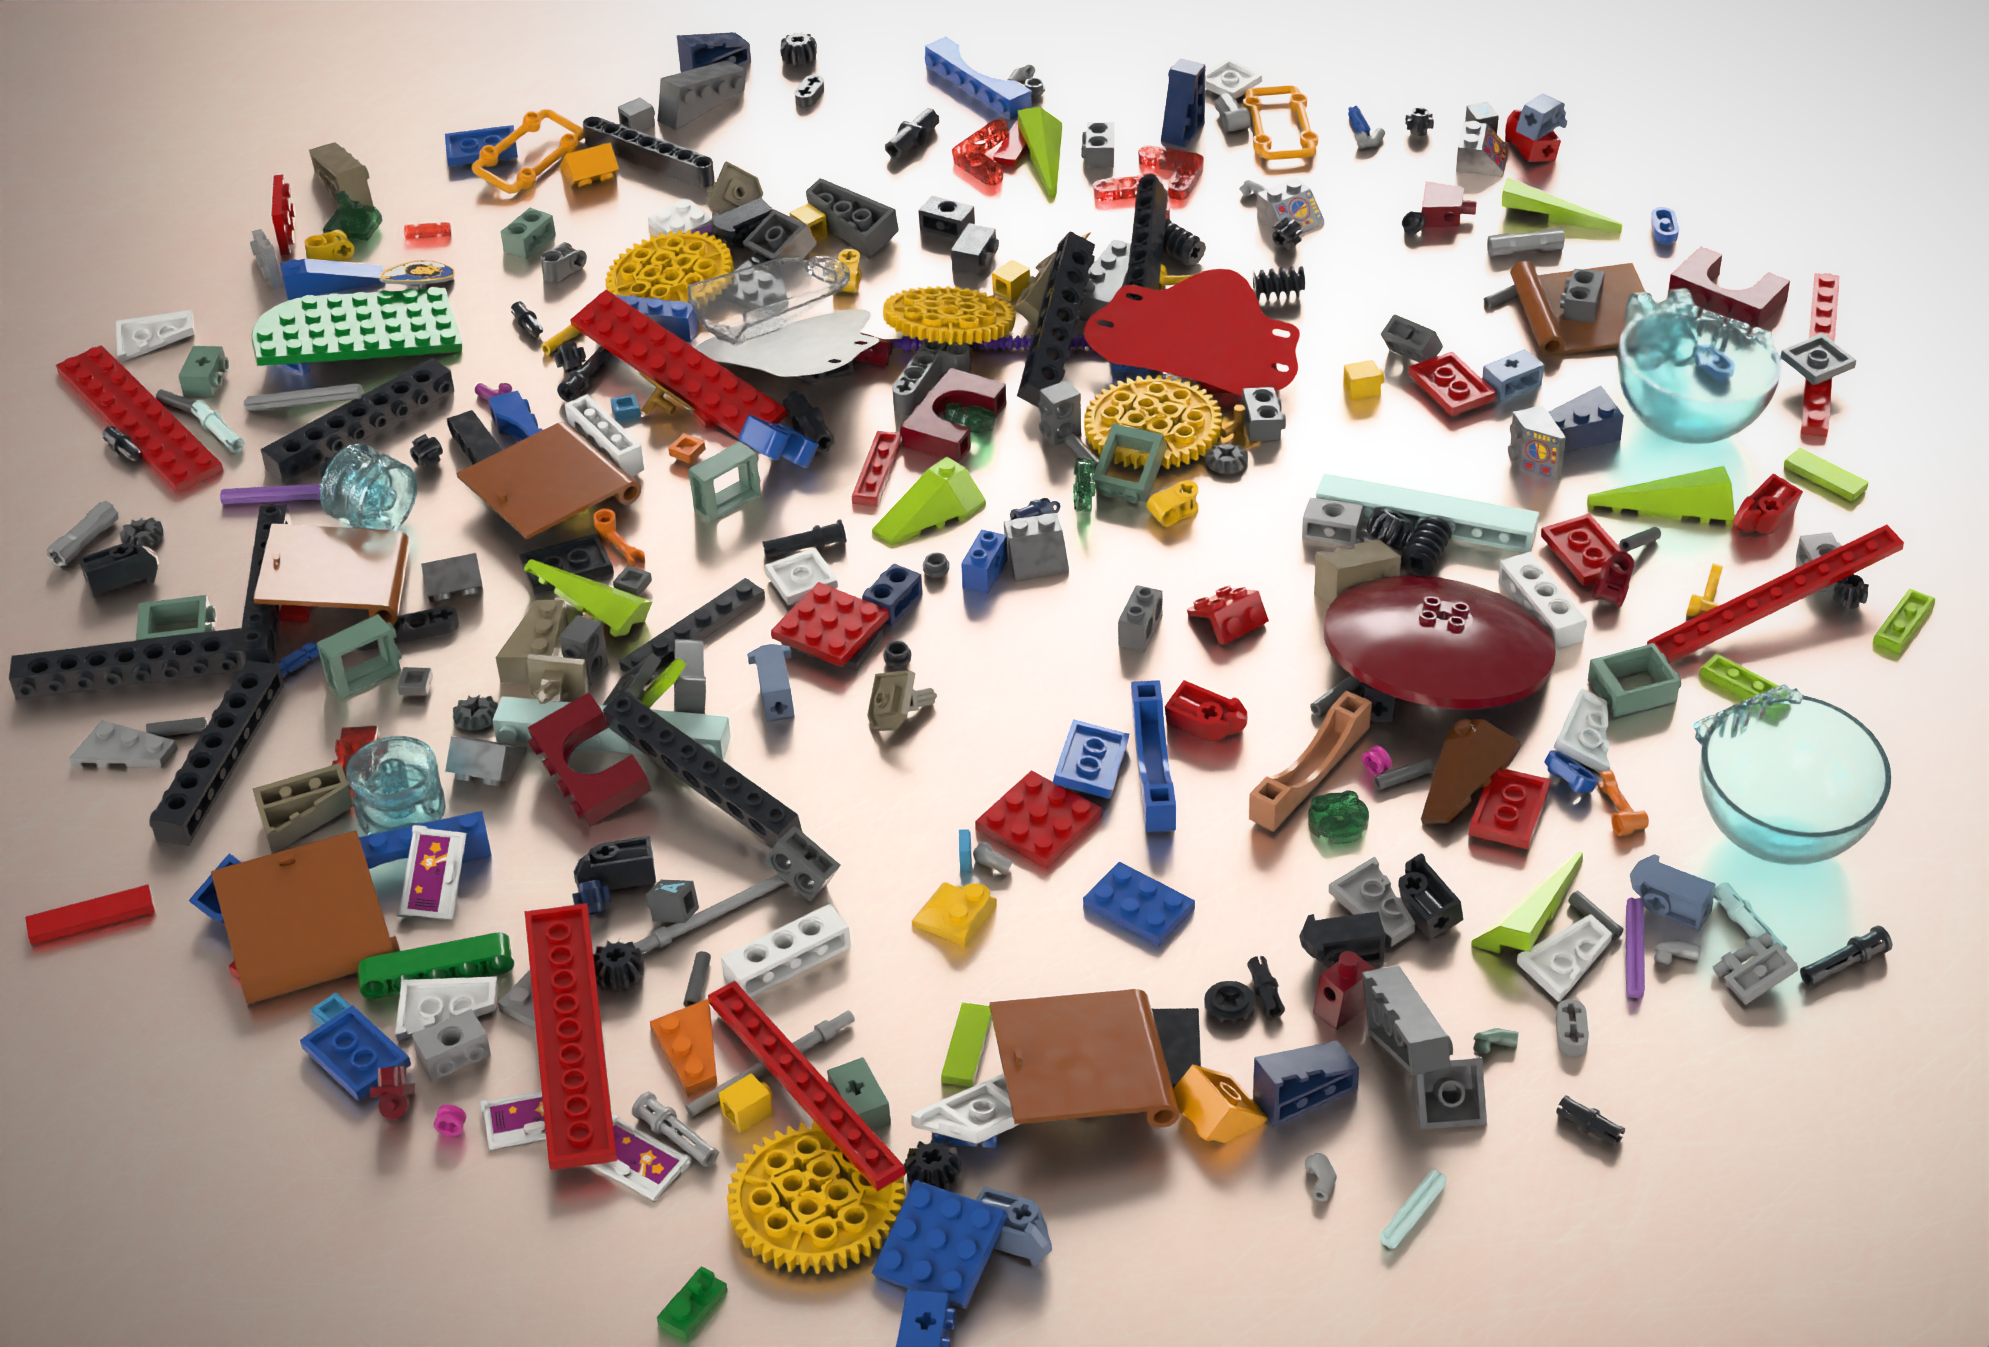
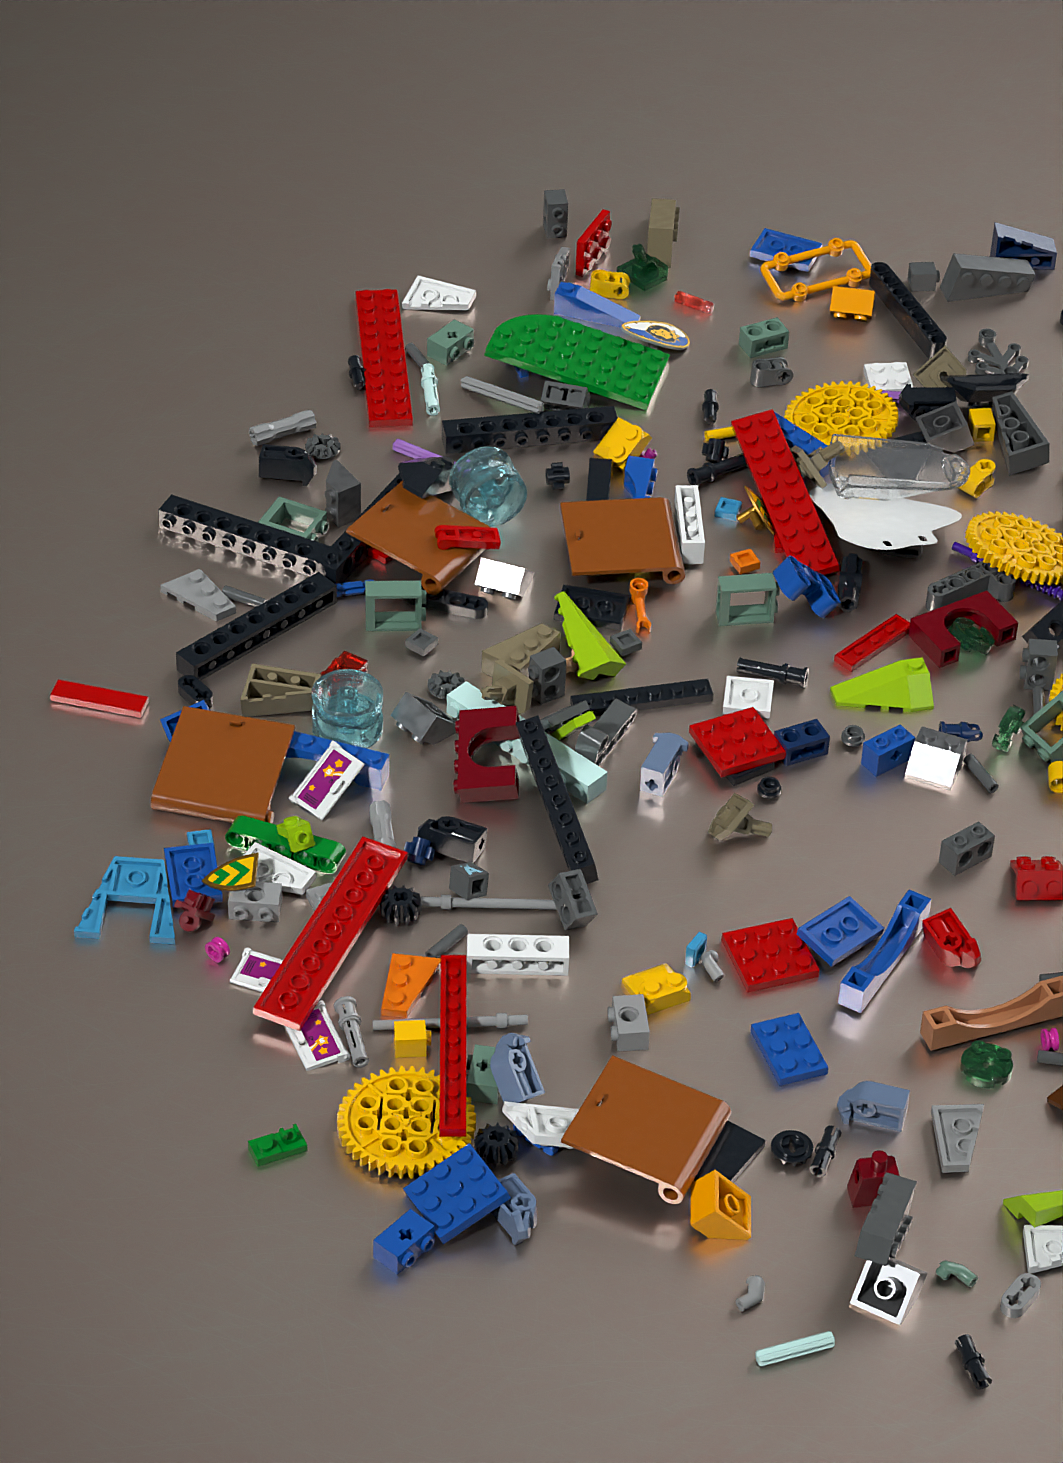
camera: 30 degrees right, 0 degrees up
(198, 853) = (199, 690): none -> black beam
(212, 569) = (342, 495): none -> flat silver slope
(219, 203) = (555, 213): none -> dark grey brick
(294, 506) = (426, 475): none -> black wedge
(294, 1095) = (131, 881): none -> dark azure wing
(373, 370) = (564, 396): none -> dark grey brick
(388, 550) = (467, 537): none -> red plate
(410, 1026) = (234, 874): none -> shield
(447, 942) = (298, 833): none -> lime bracket
(469, 389) = (622, 441): none -> yellow slope
(521, 886) = (381, 822): none -> light grey axle
(686, 320) = (811, 464): none -> dark tan piece
(787, 186) = (983, 387): none -> black wedge
(792, 169) = (987, 339): none -> dark grey plant
(877, 353) = (945, 547): dark red hips -> none
(896, 1073) = (515, 1069): none -> sand blue piece
(962, 961) = (629, 1022): none -> light grey brick
(966, 1045) = (578, 1086): lime tile -> none
(1088, 542) = (981, 773): none -> dark grey piece
(1273, 913) = (875, 1105): none -> sand blue piece
(1302, 1079) = (791, 1223): dark blue wedge -> none
(1332, 936) = (912, 1150): black piece -> none
(1428, 898) = (994, 1152): black piece -> none

